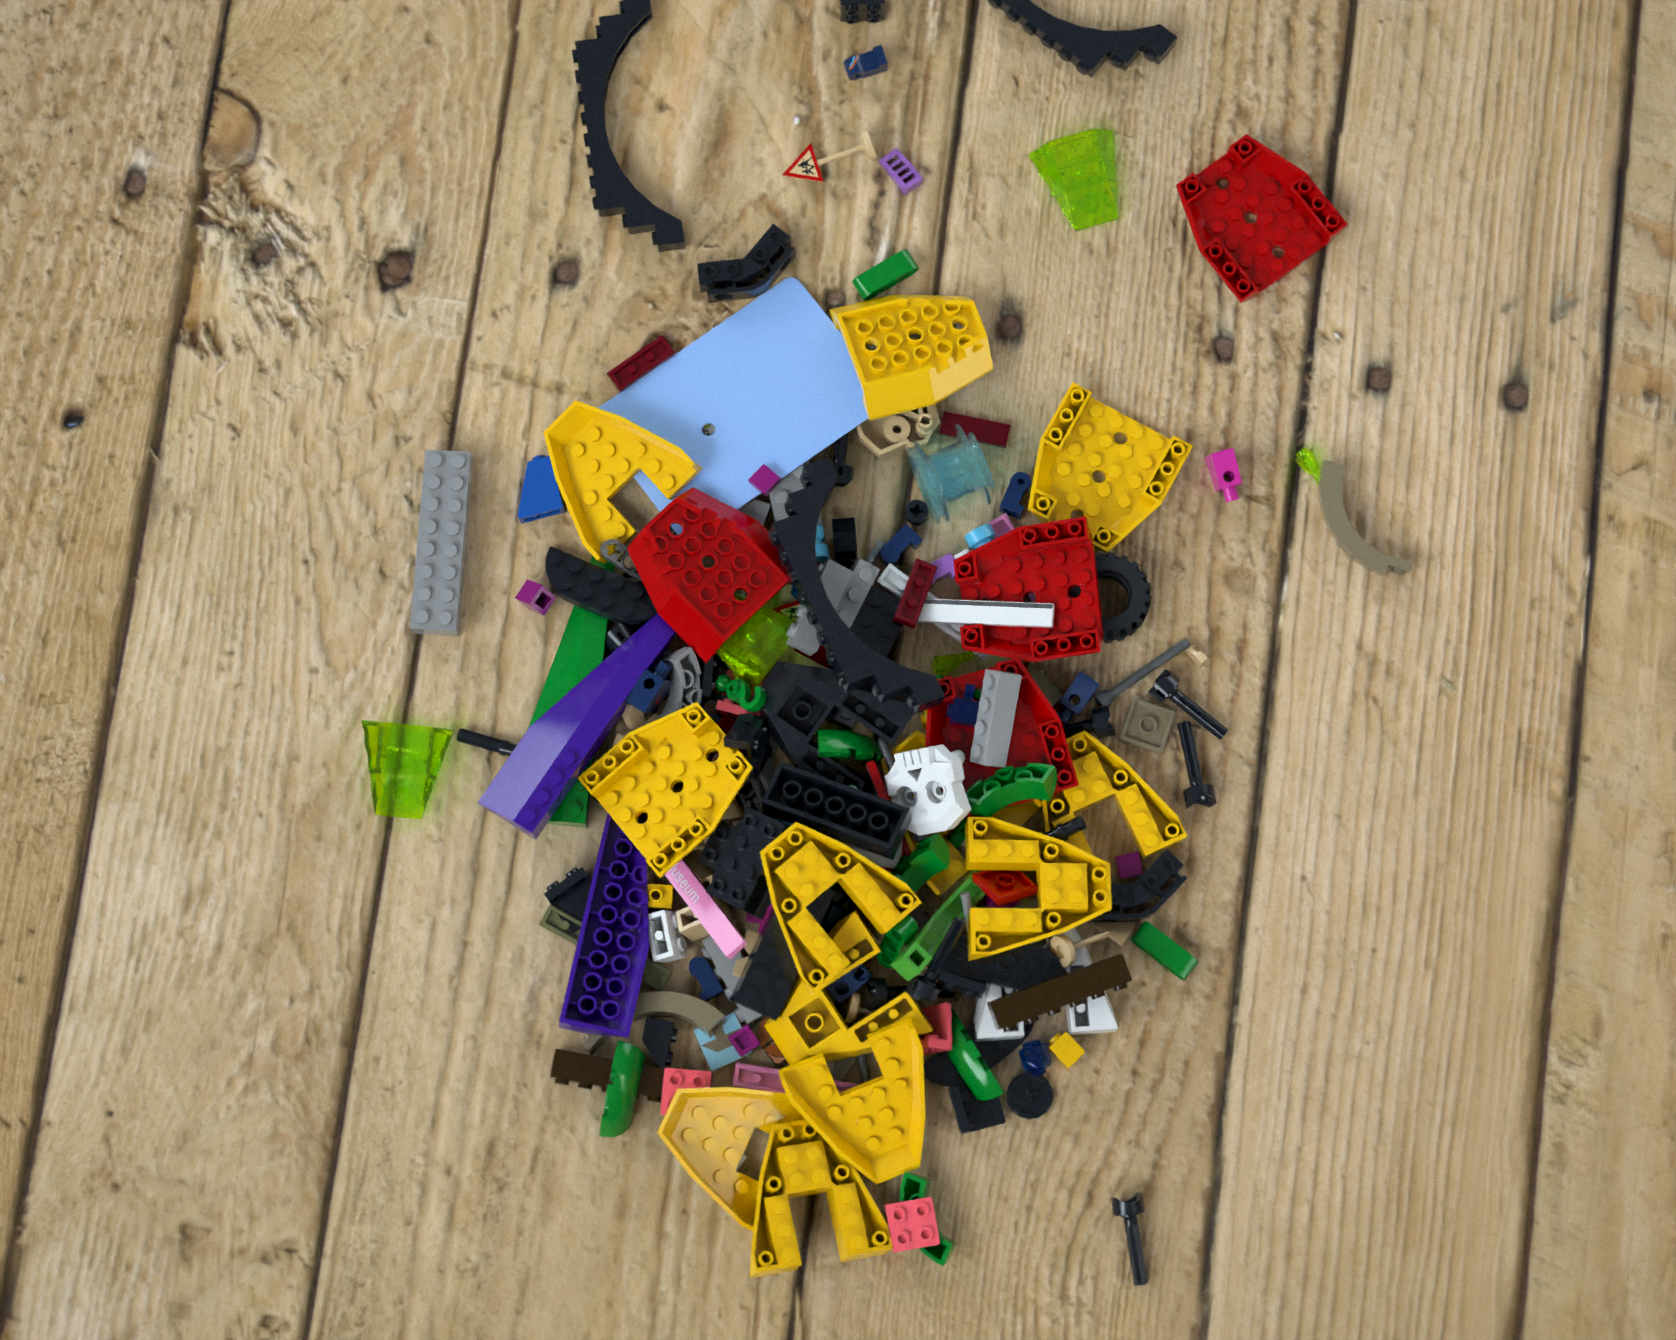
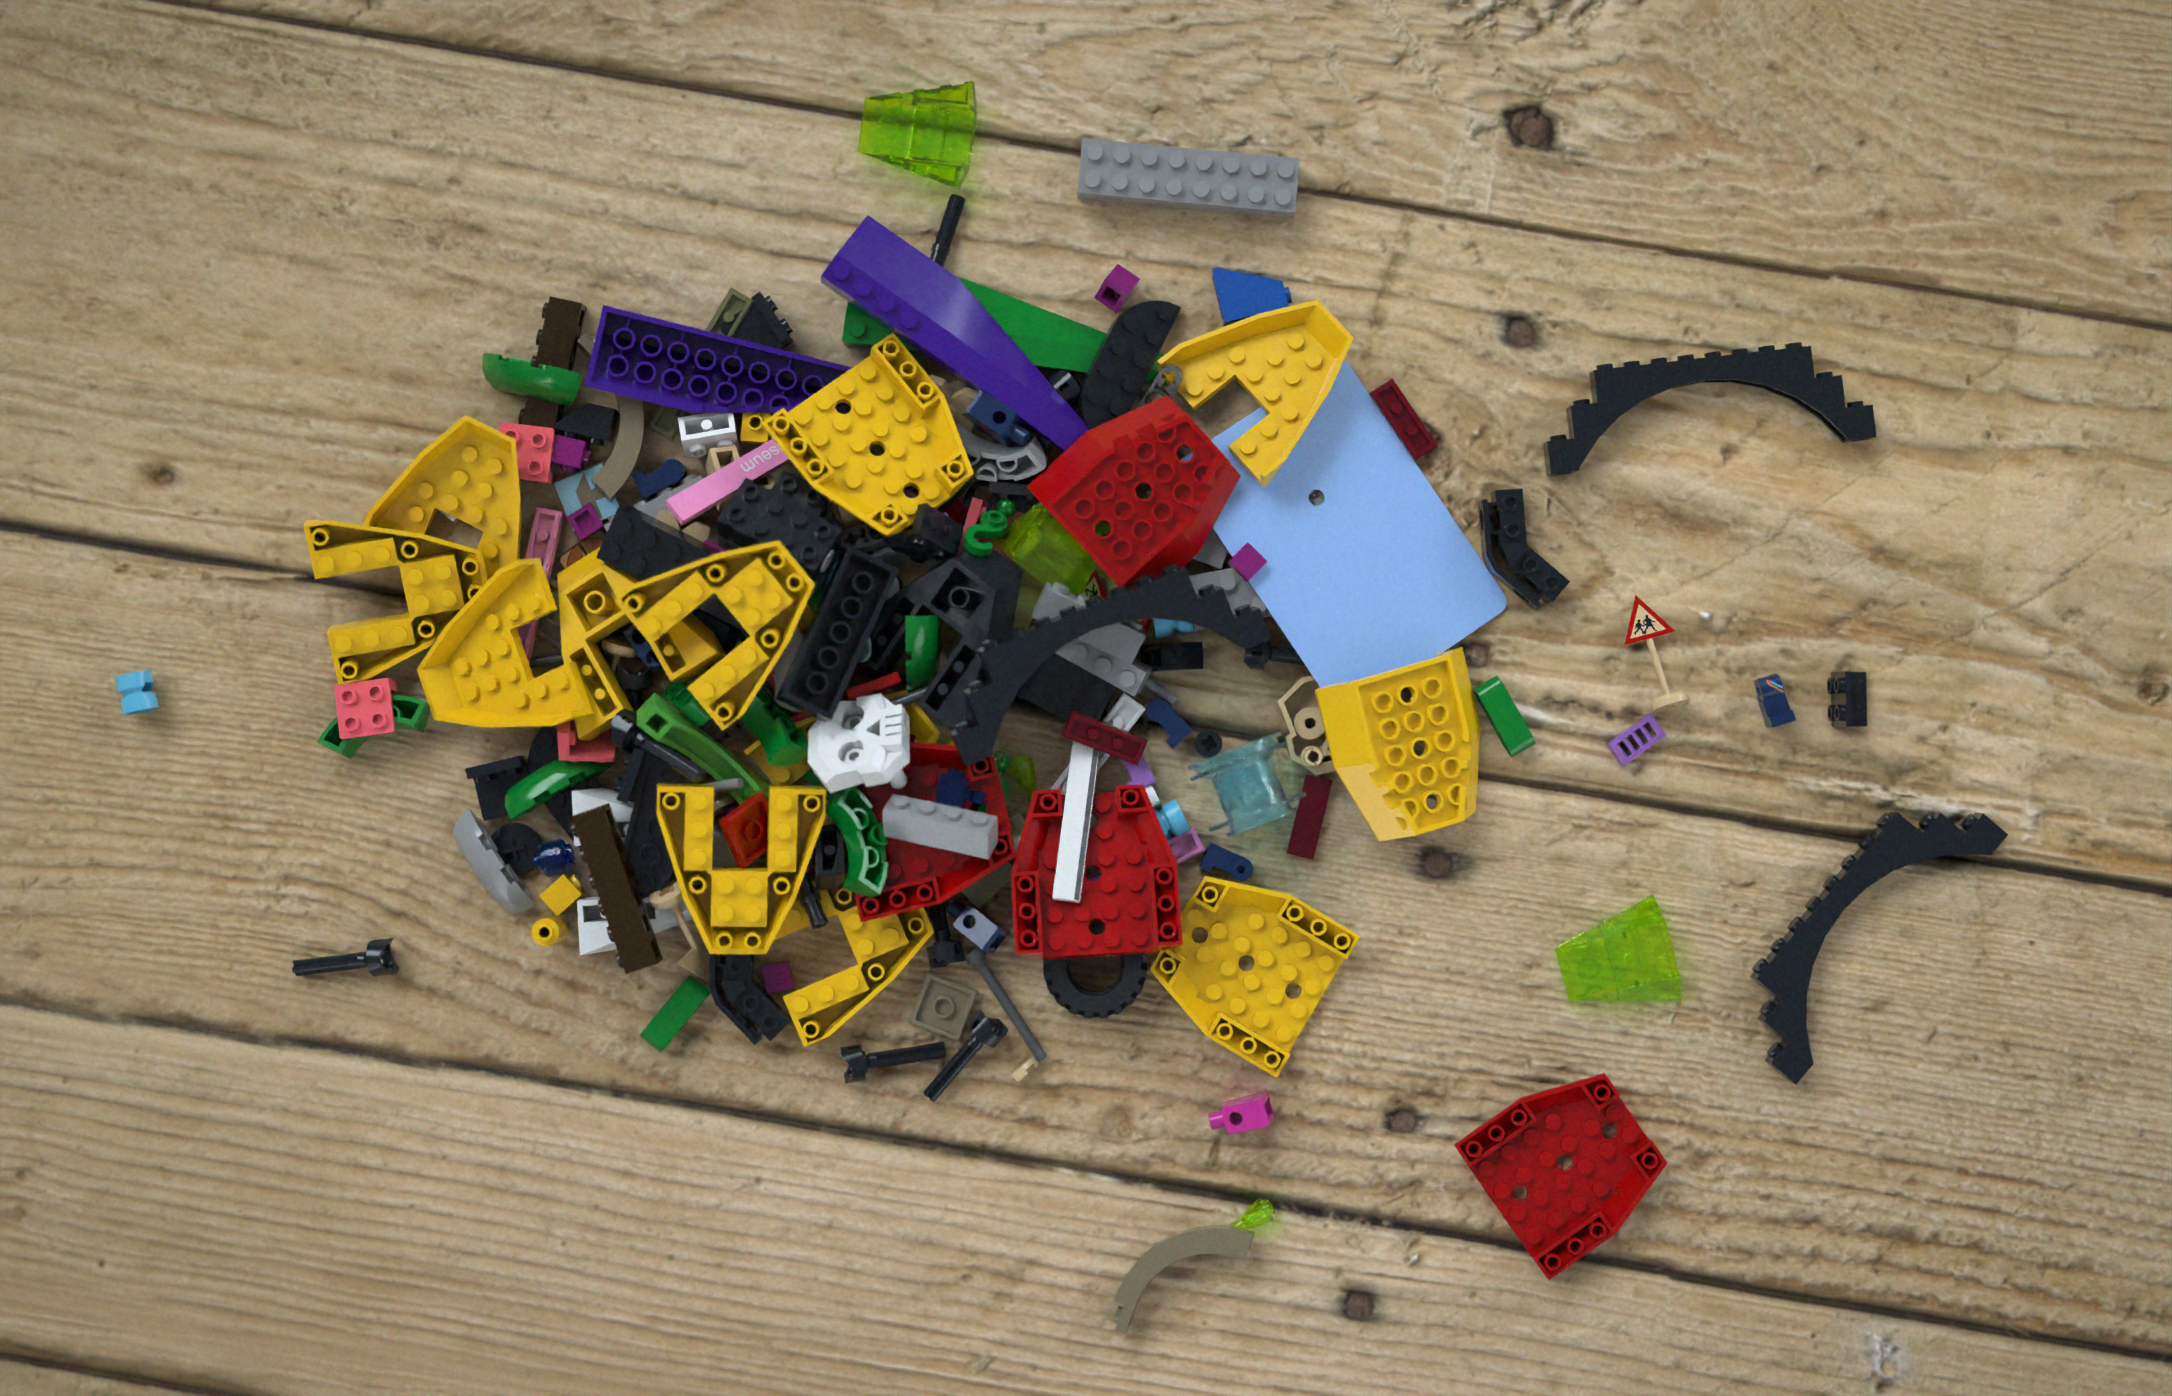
camera: 90 degrees right, 10 degrees up
(685, 1055) = (570, 453): none -> magenta brick
(1032, 815) = (829, 858): none -> black brick
(1044, 1113) = (488, 865): none -> light grey brick
(1092, 1062) = (558, 930): none -> yellow brick

